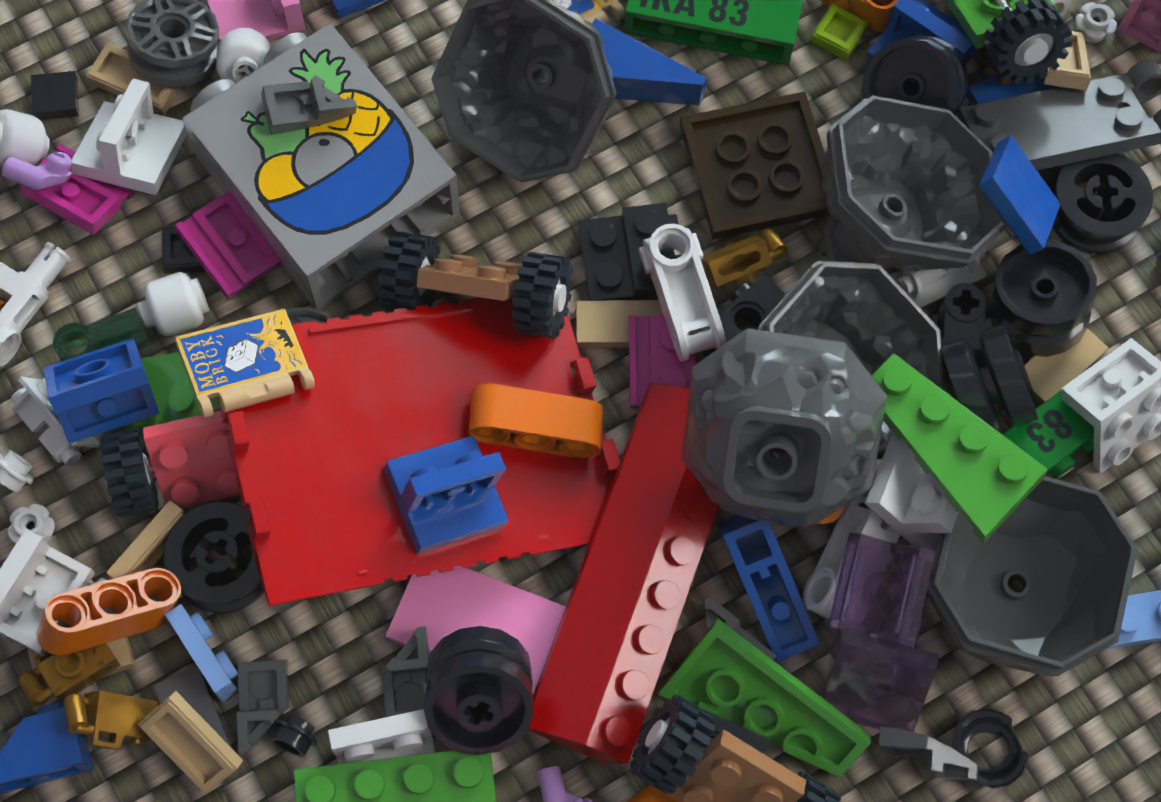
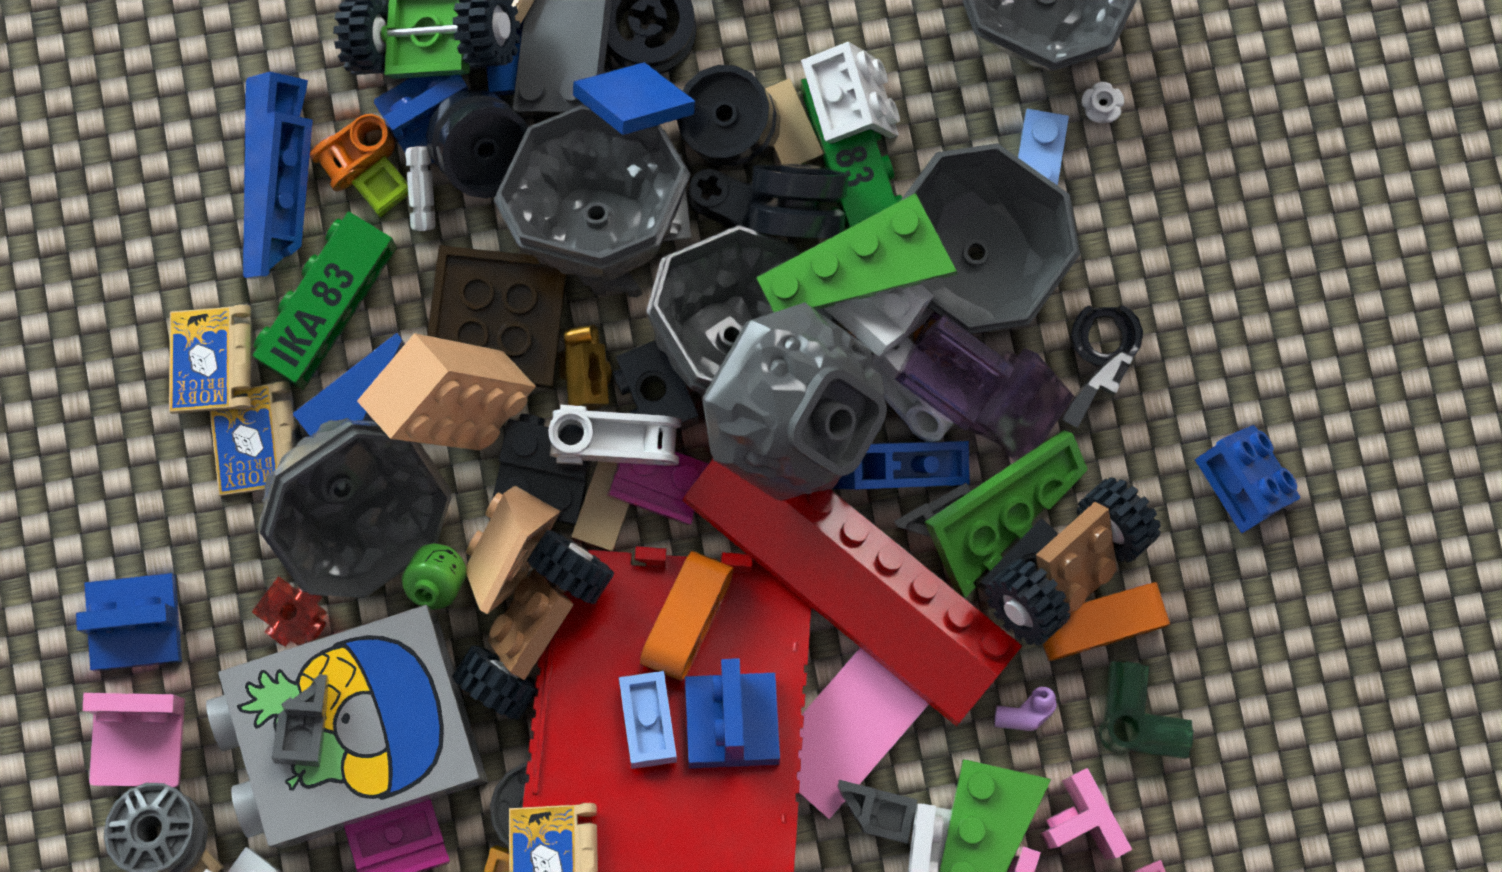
camera: 65 degrees left, 10 degrees up
(240, 53) = (203, 769): white head -> none
(410, 80) = (276, 610): none -> clear red brick
(416, 411) = (647, 720): none -> light blue plate
(478, 690) = (916, 751): black wheel -> none
(489, 183) = (434, 576): none -> bright green head
(559, 233) = (506, 544): none -> light nougat slope
(662, 116) = (446, 393): none -> light nougat brick
(848, 59) = (420, 188): none -> white axle

